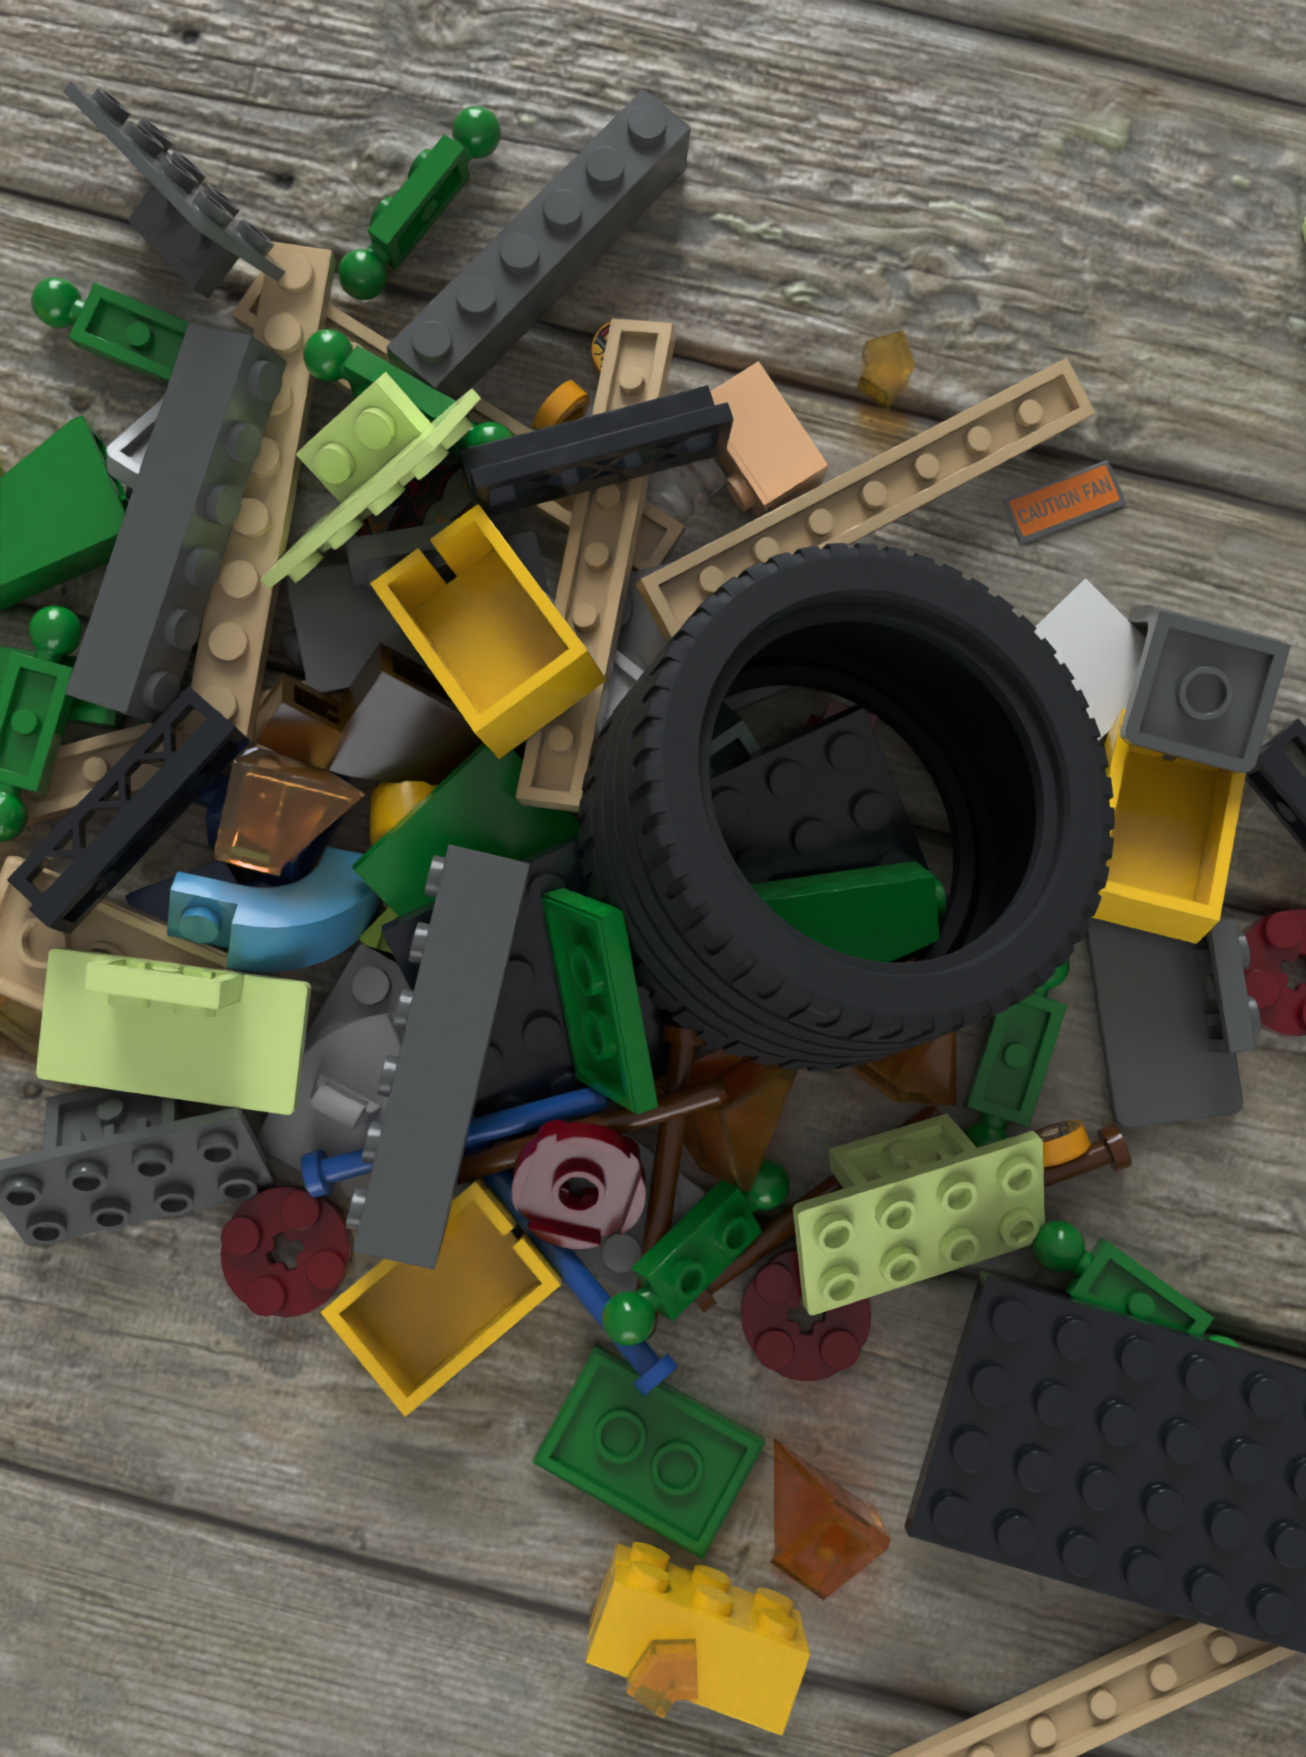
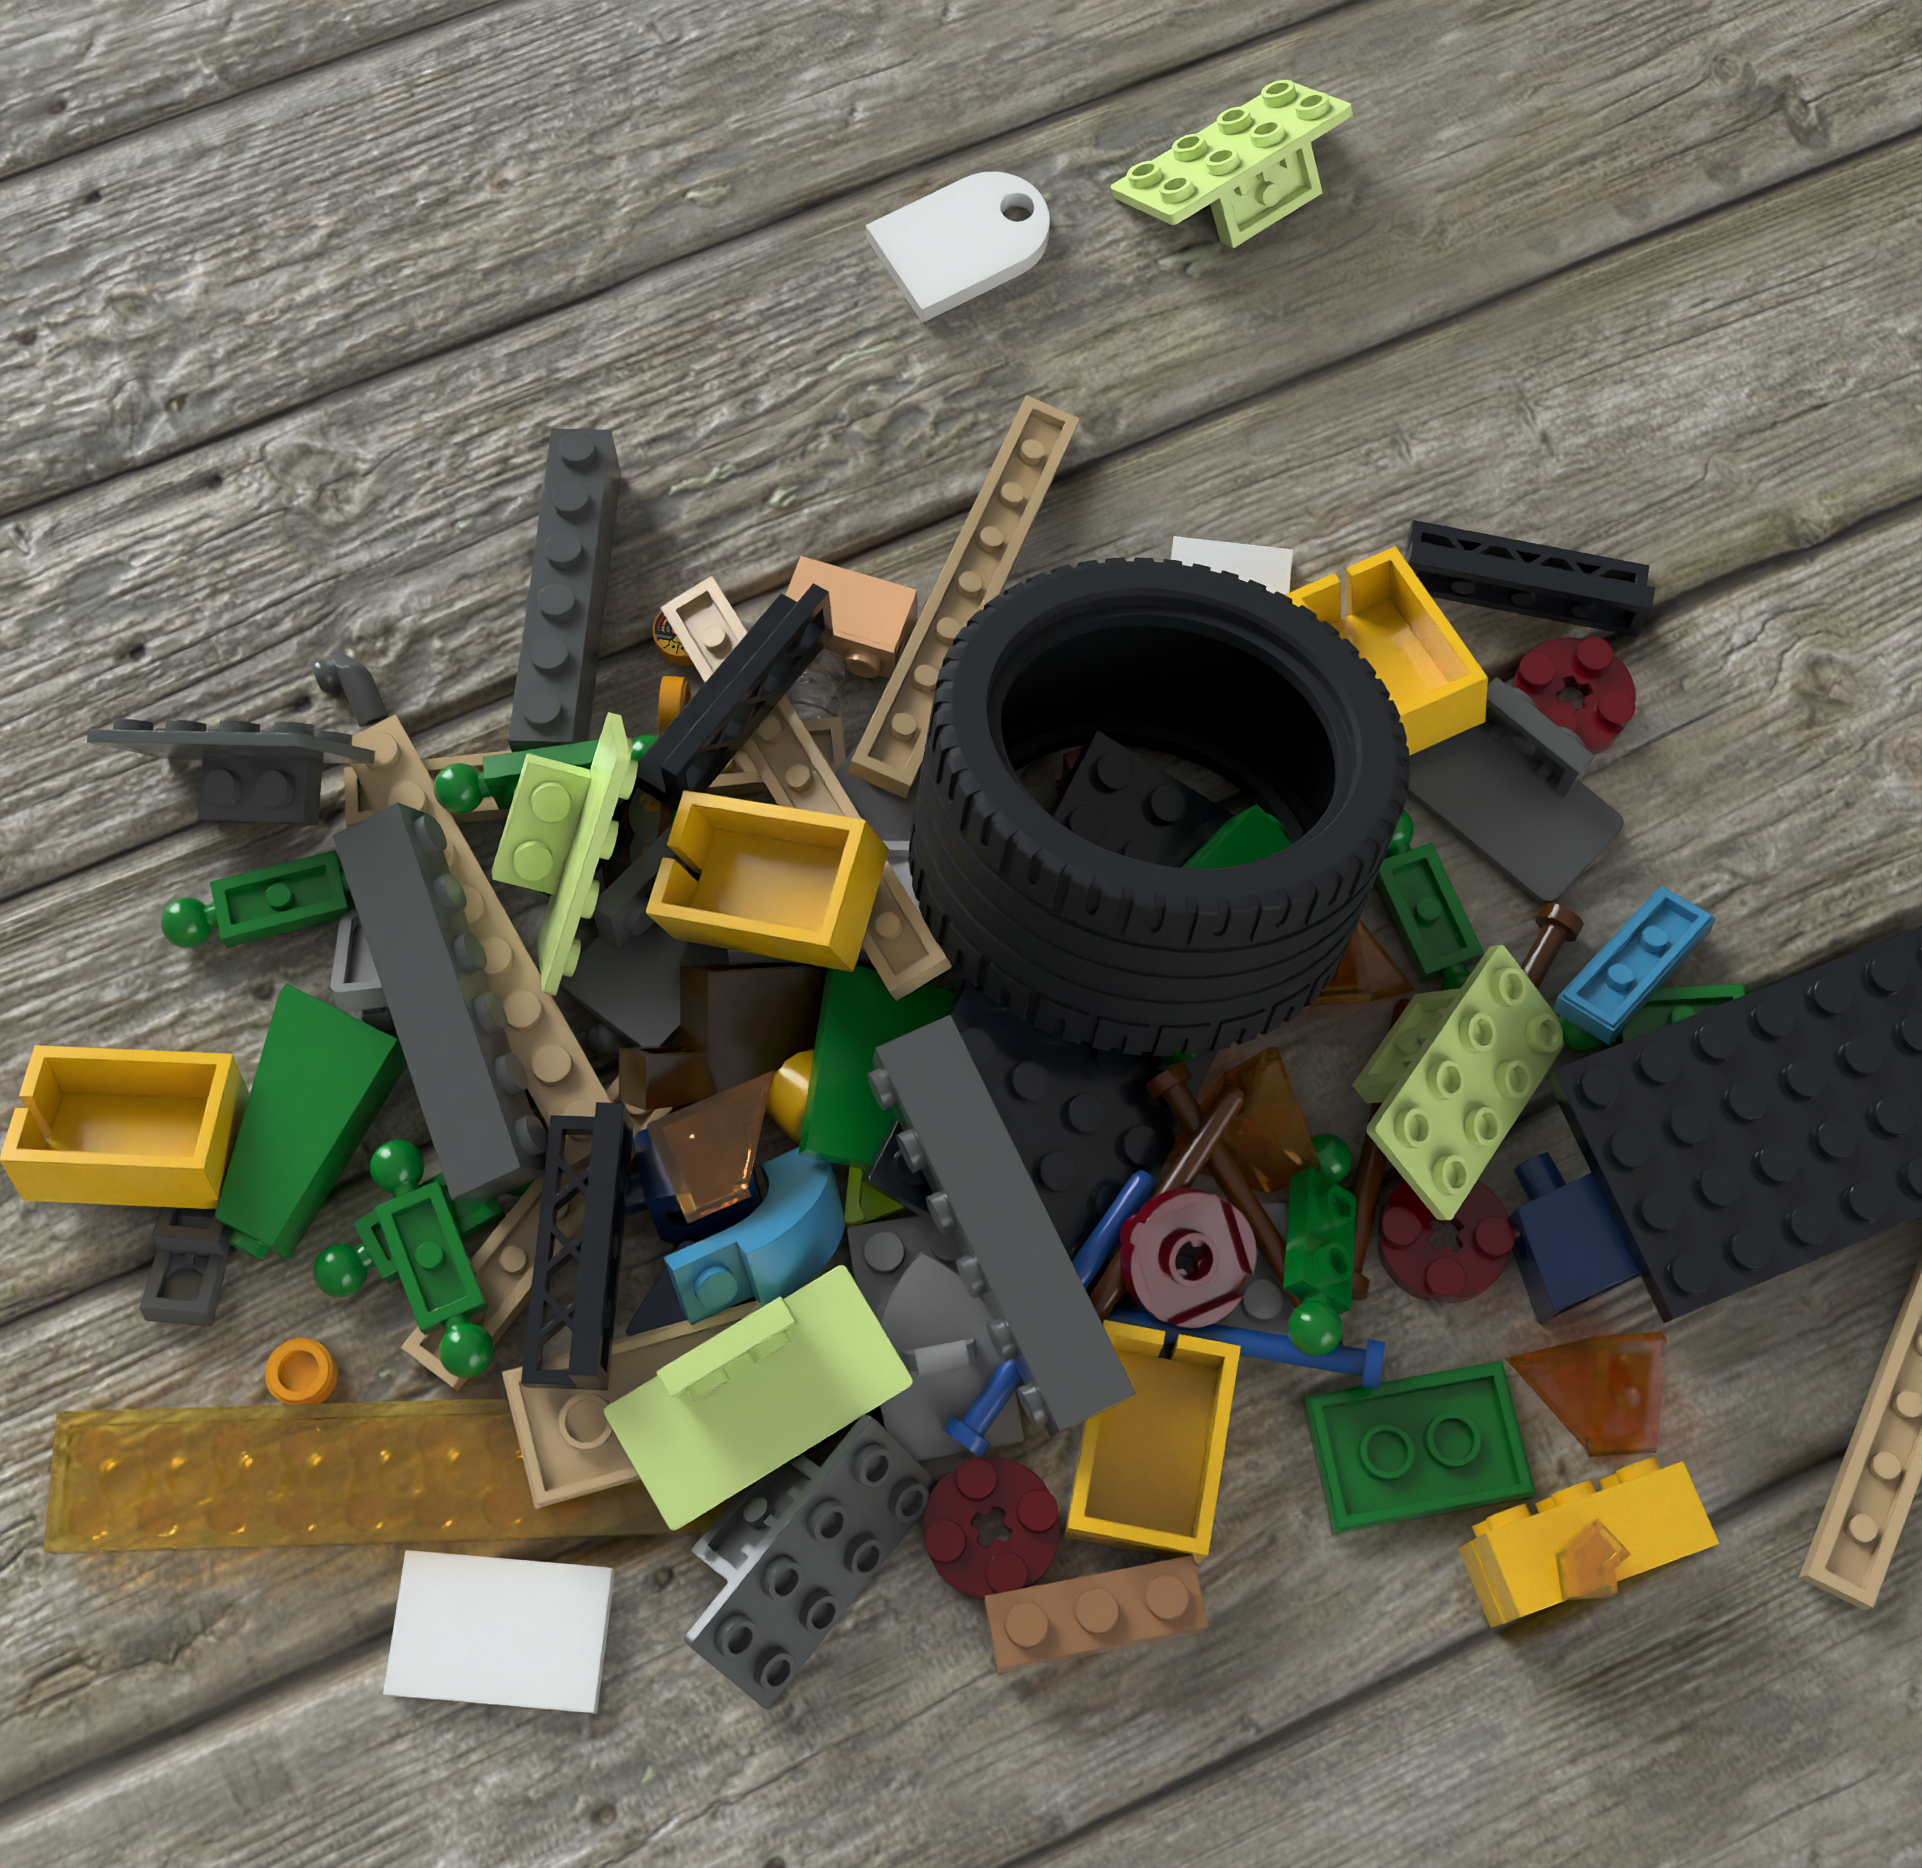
camera: 40 degrees left, 15 degrees down
(297, 1379) = (1095, 1614): none -> medium nougat brick
(331, 198) = (357, 684): none -> dark grey arm
(431, 186) = (429, 661): green plate -> none
(600, 998) = (1086, 1085): green tile -> none
(887, 368) = (897, 498): clear yellow piece -> none
(891, 1397) = (1566, 1240): none -> dark blue torso
(1063, 1141) = (1522, 941): light orange tile -> none
(1064, 502) = (1109, 499): sticker -> none
(1130, 169) = (960, 242): none -> white tile
(1140, 1233) = (1634, 965): none -> dark azure tile
(1202, 689) = (1329, 533): dark grey piece -> none

